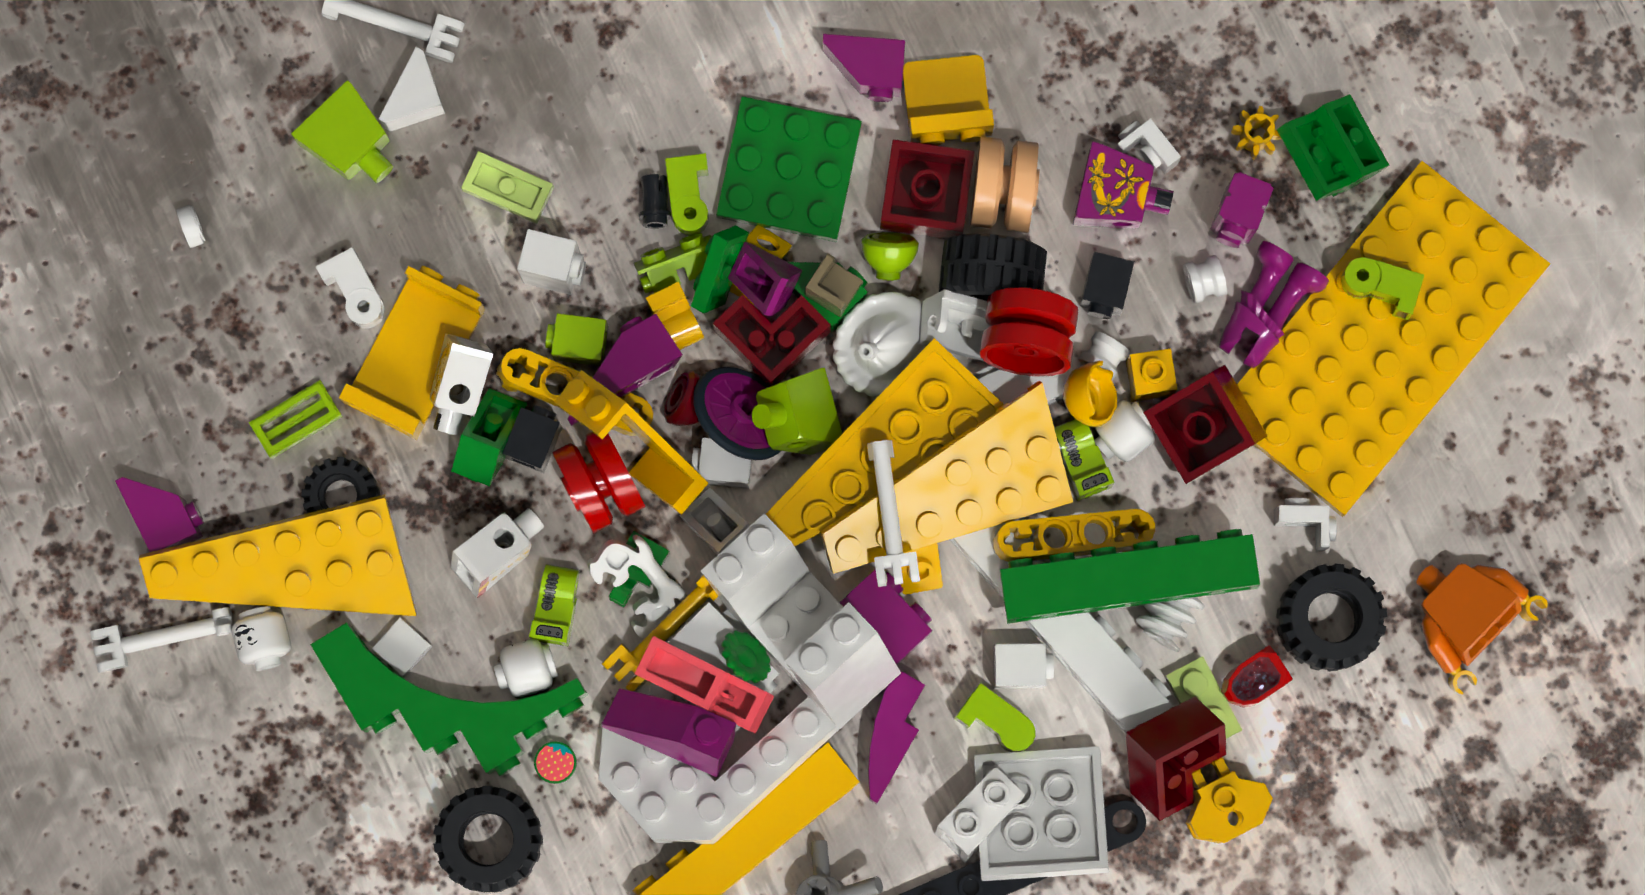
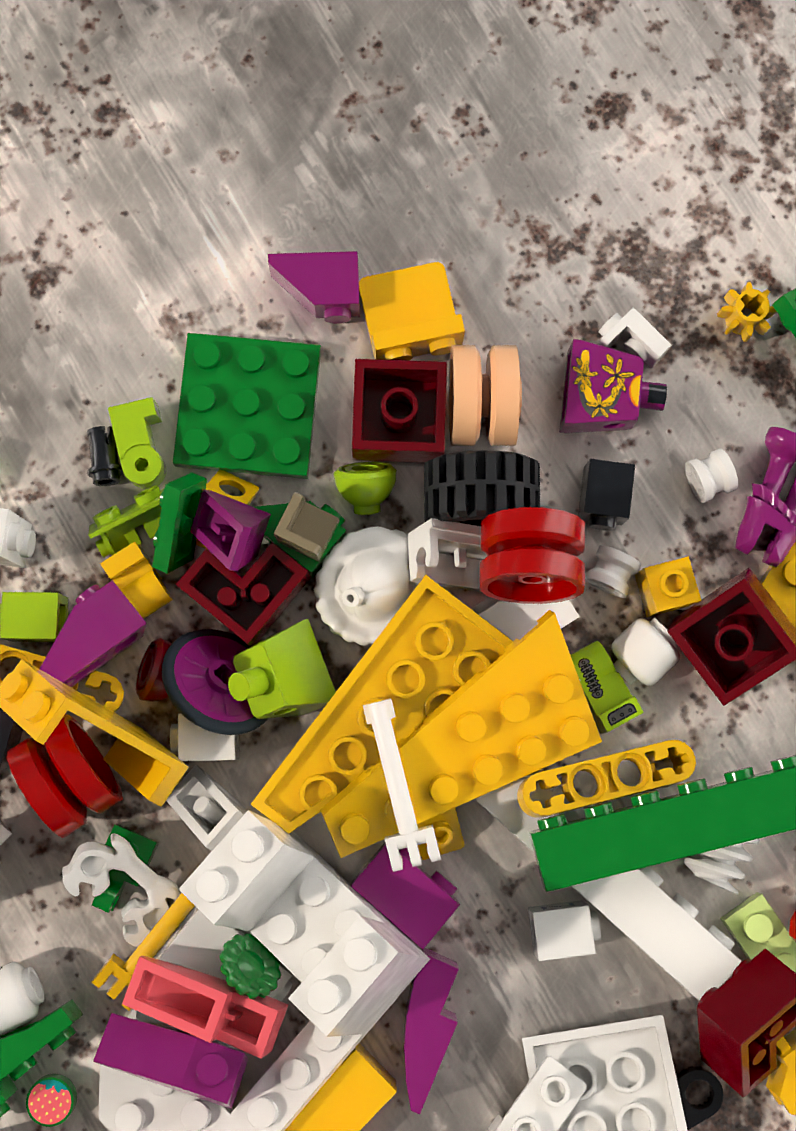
camera: 10 degrees left, 0 degrees up
(555, 606) = (34, 922): lime leg -> none
(1012, 728) = (545, 991): lime leg -> none
(1090, 394) = (606, 617): yellow hair -> none
(1241, 210) = (745, 394): magenta brick -> none

